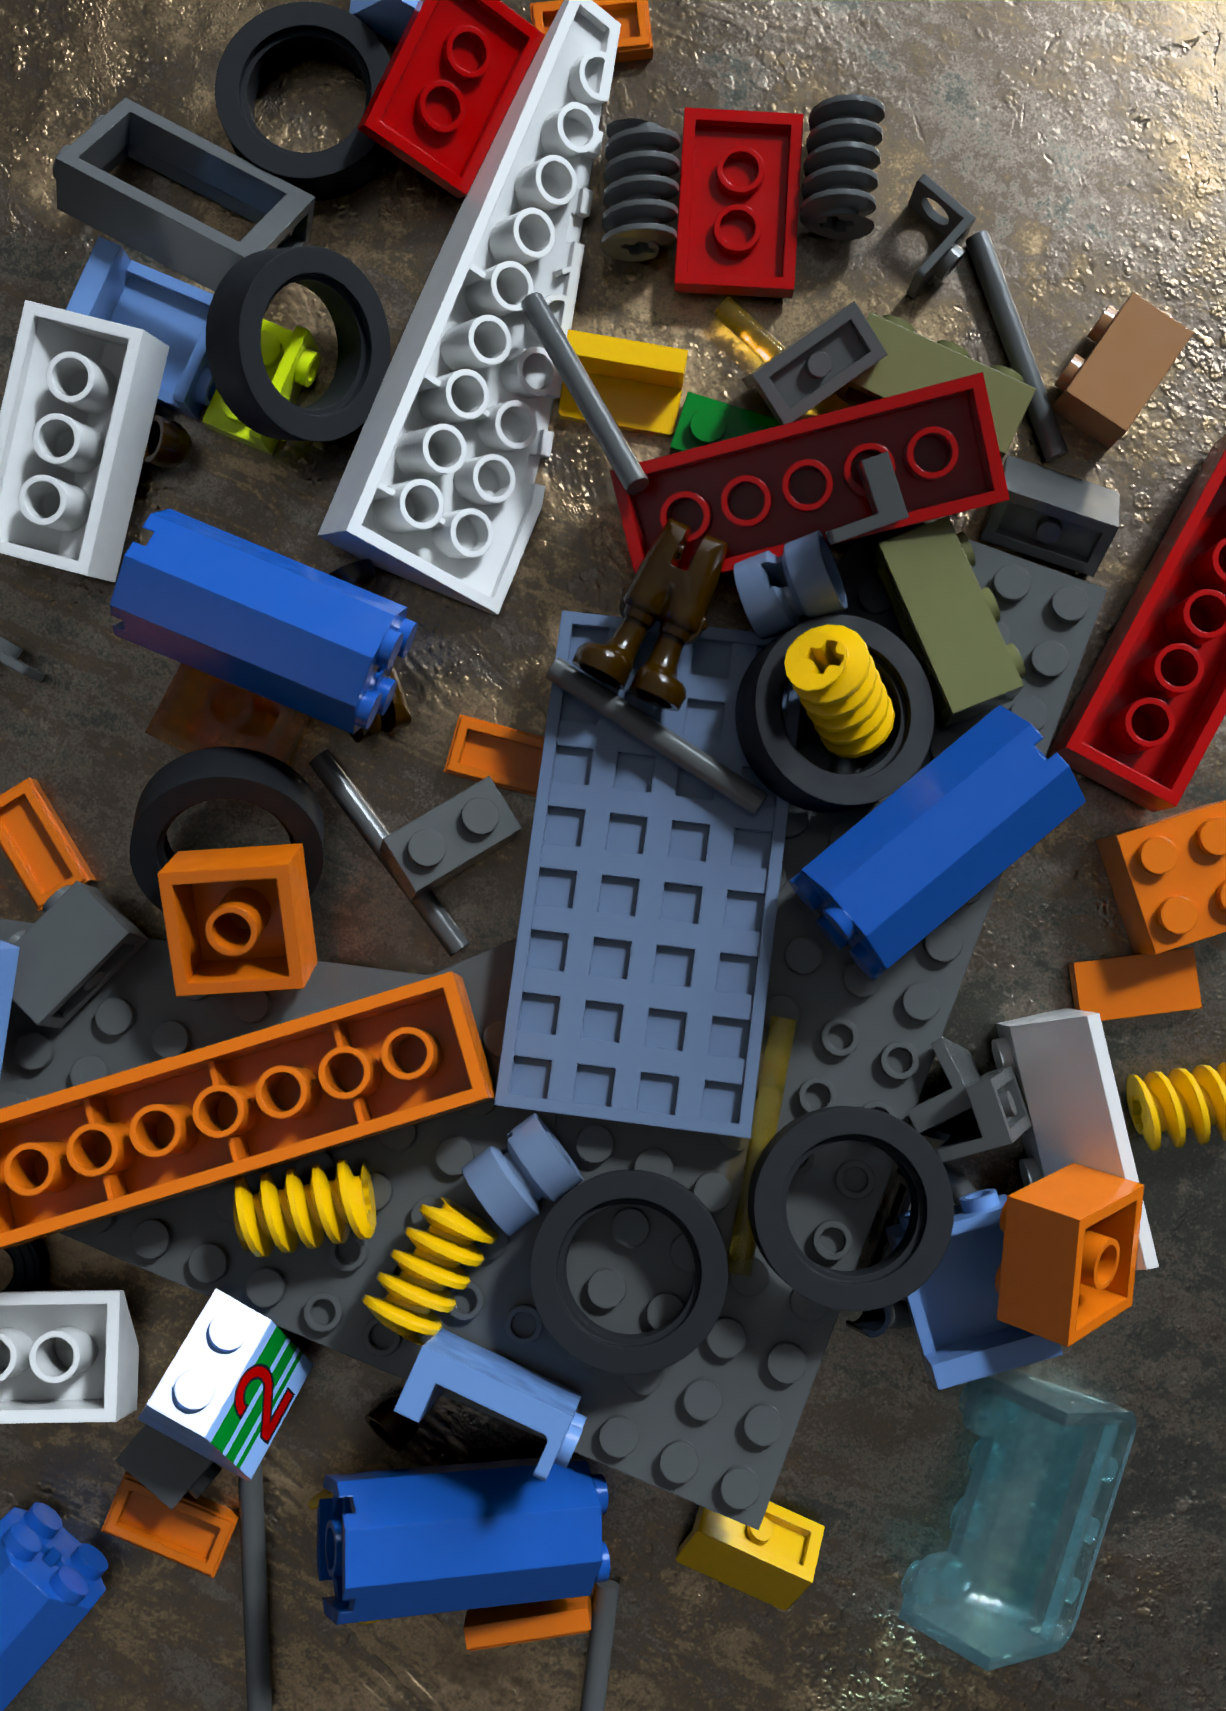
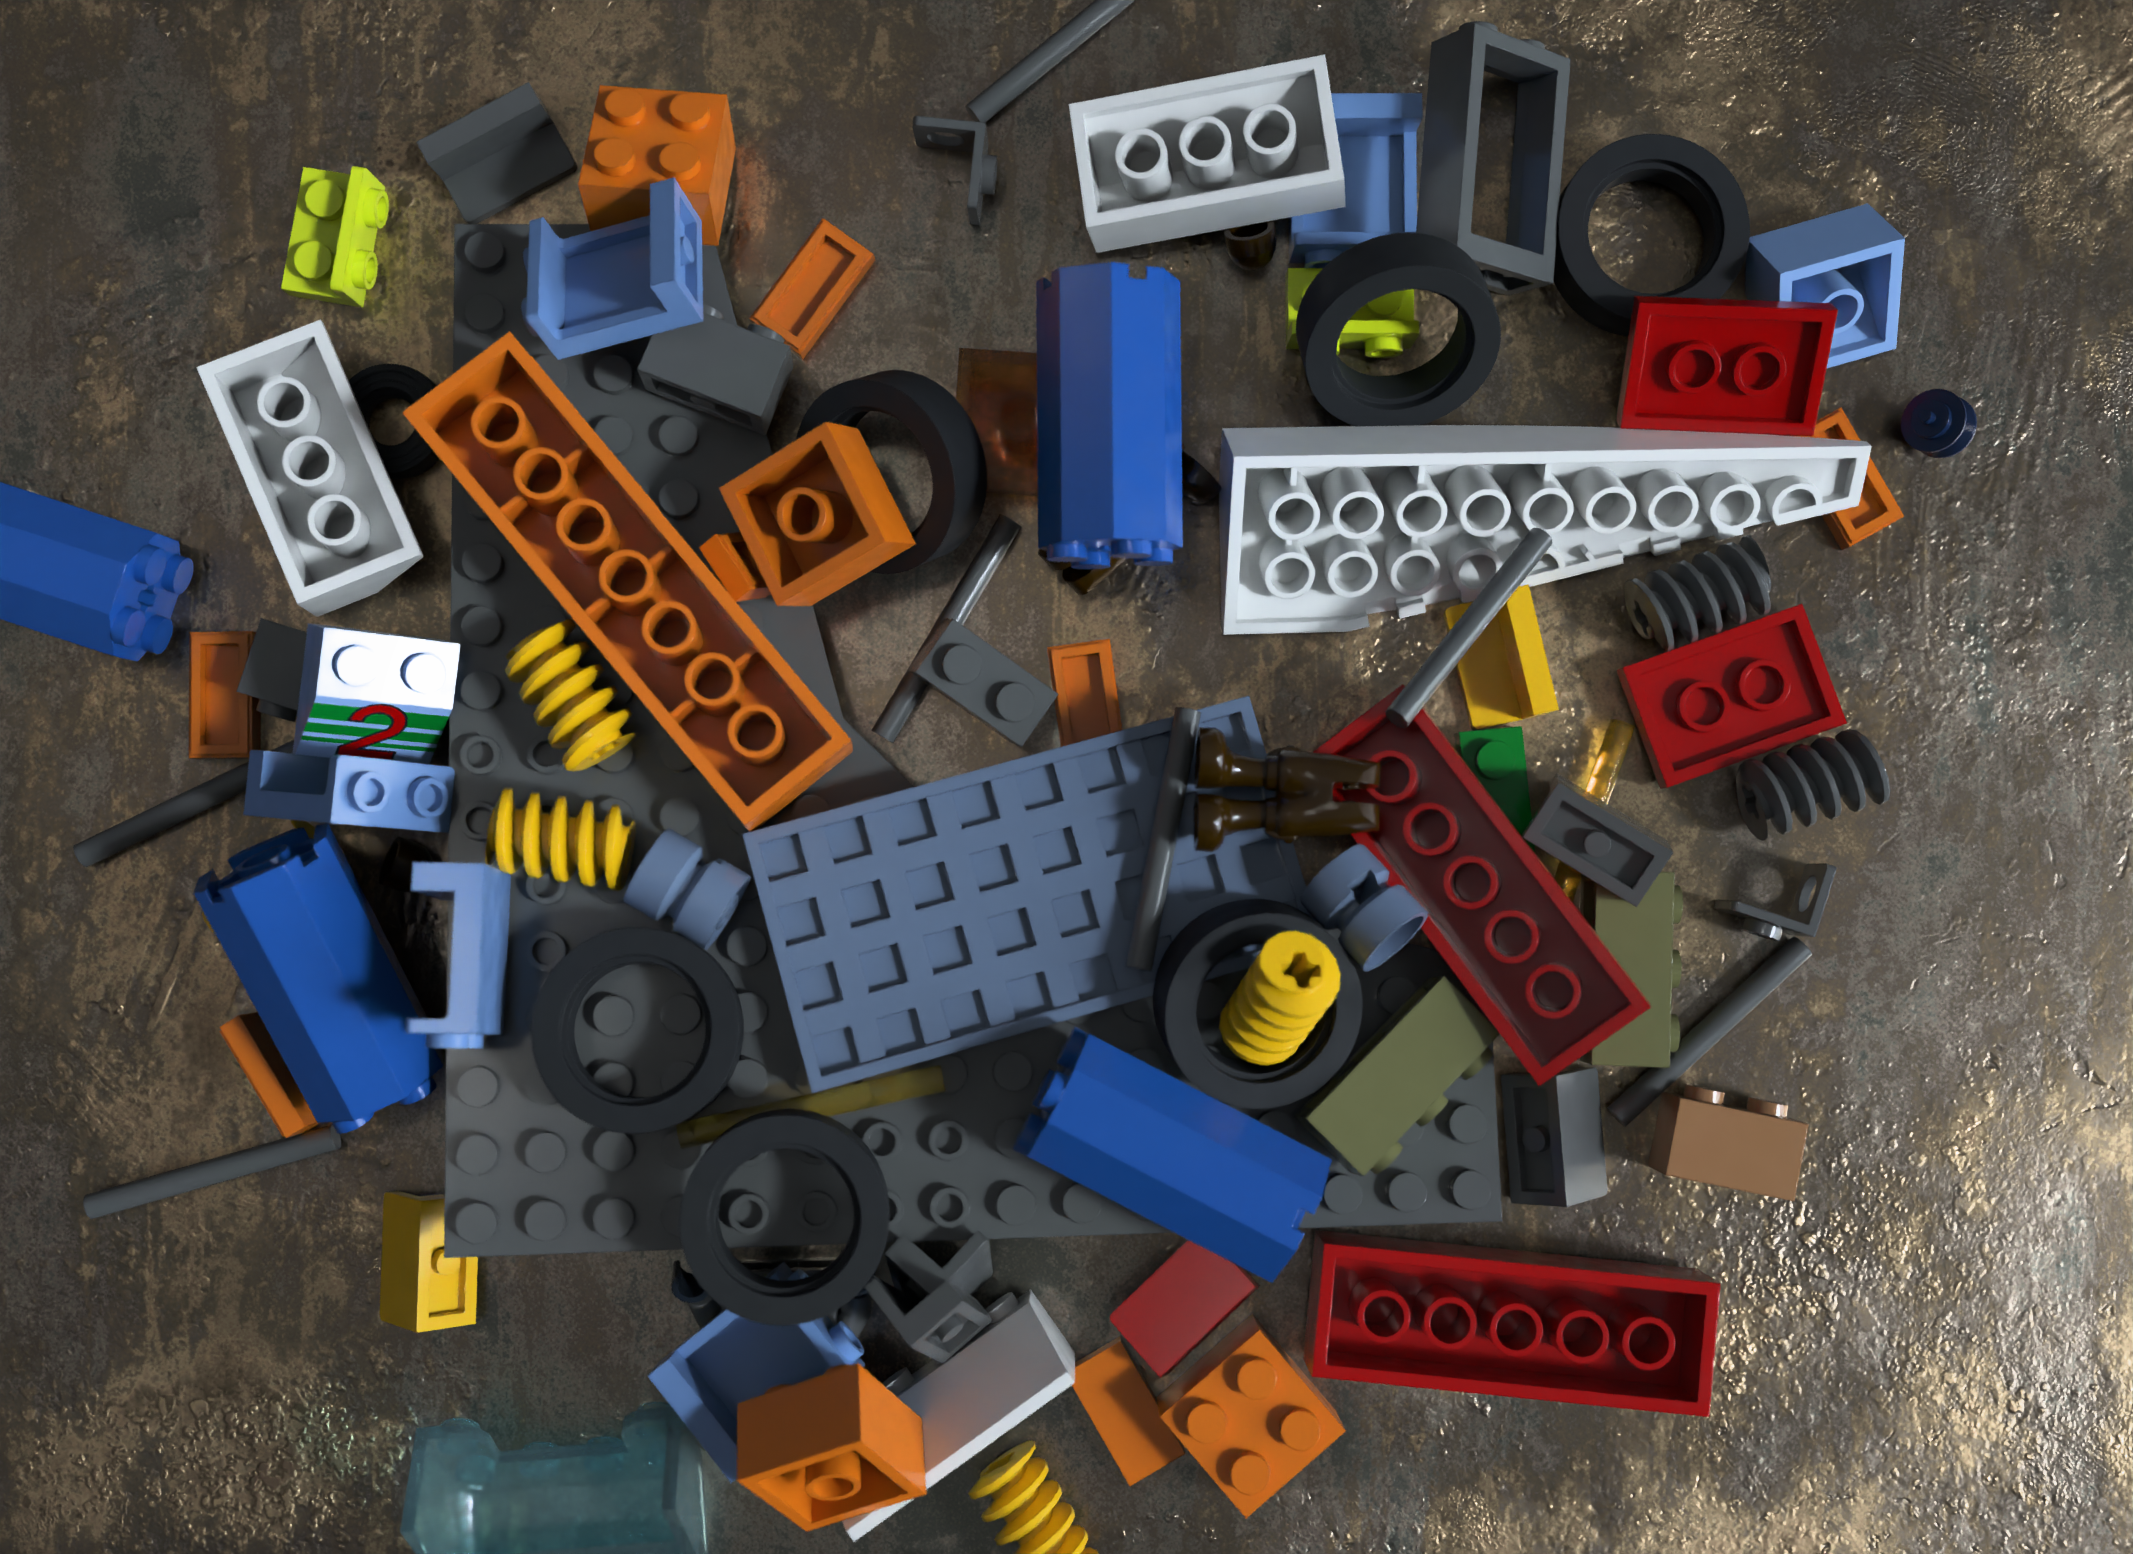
camera: 70 degrees right, 0 degrees up
(253, 1011) = (735, 566): none -> orange tile
(304, 1443) = (349, 791): none -> medium blue panel
(882, 495) = (1480, 963): dark grey panel -> none
(1065, 896) = (1181, 1305): none -> red panel

